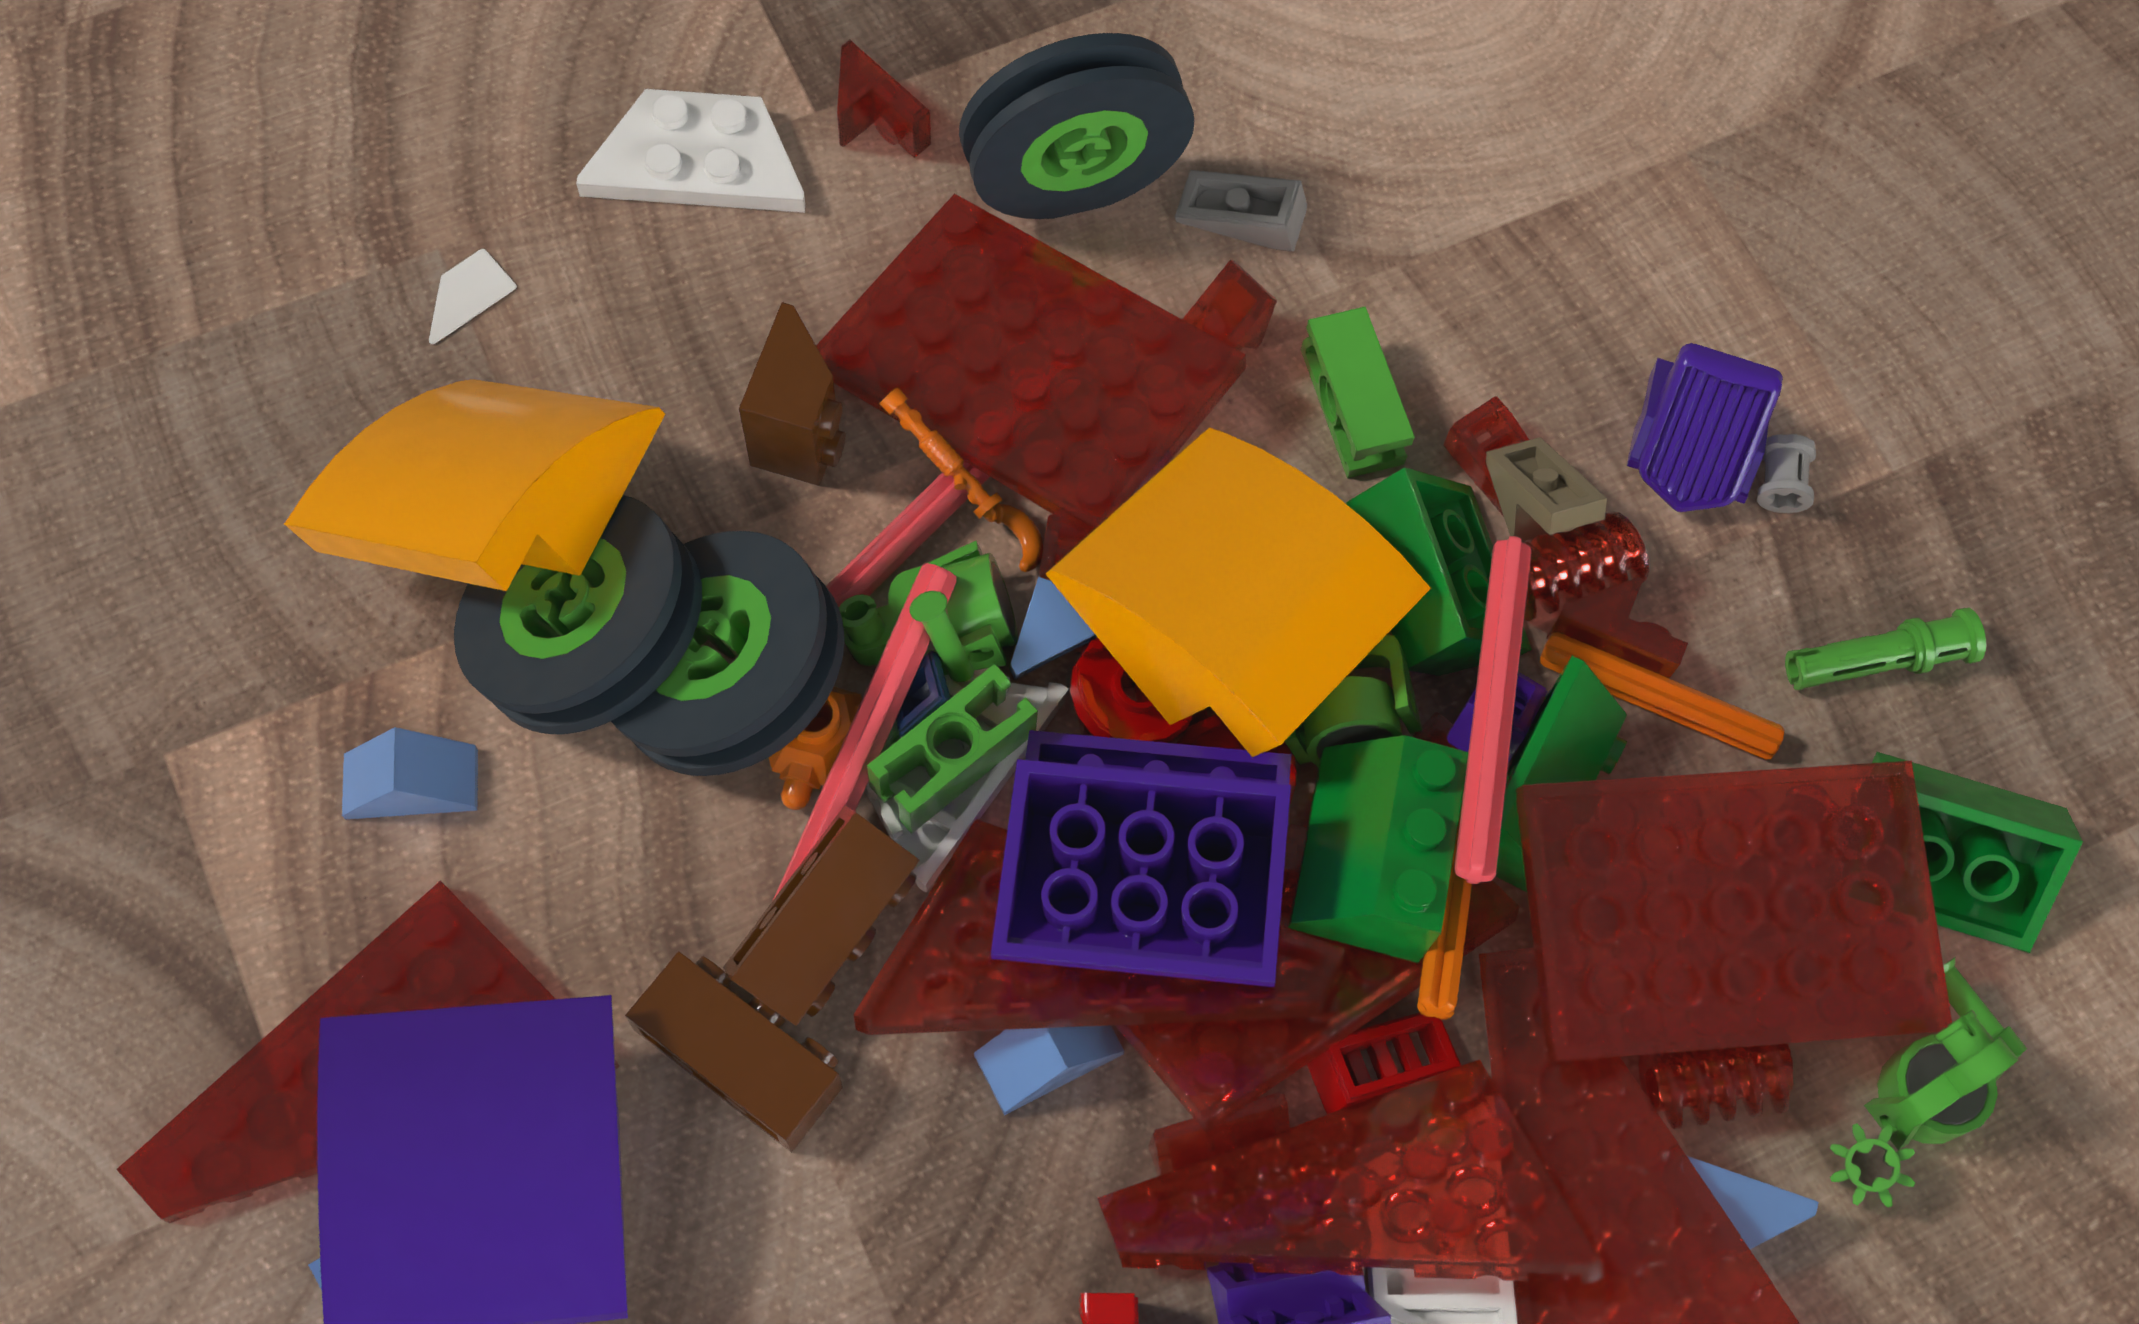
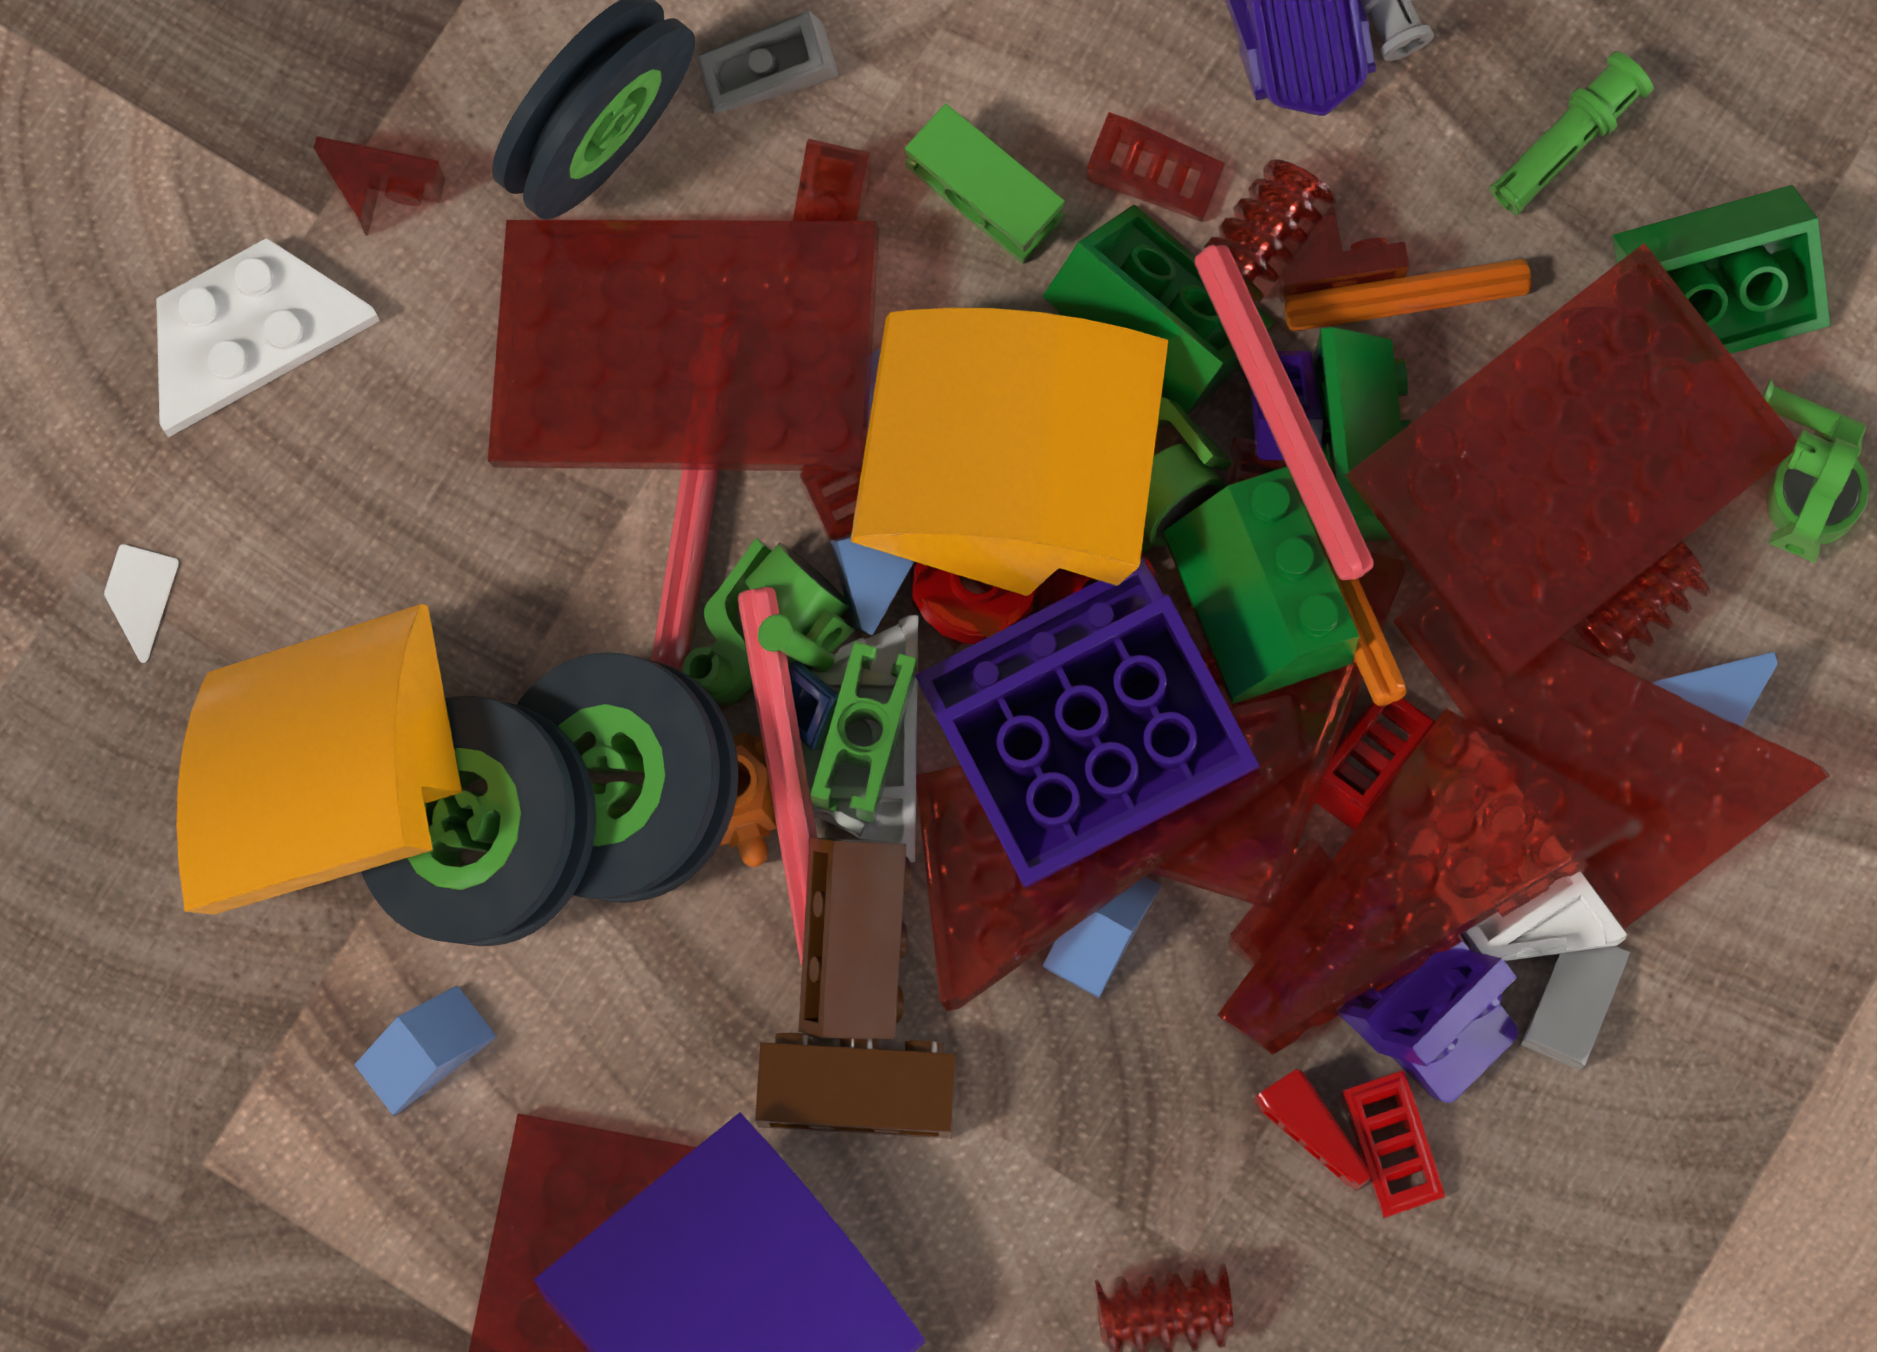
camera: 25 degrees left, 10 degrees up
(791, 405) = (522, 521): reddish brown slope -> none
(952, 465) = (687, 482): orange piece -> none
(1541, 490) = (1201, 179): dark tan slope -> none
(1890, 1158) = (1812, 578): bright green gear -> none

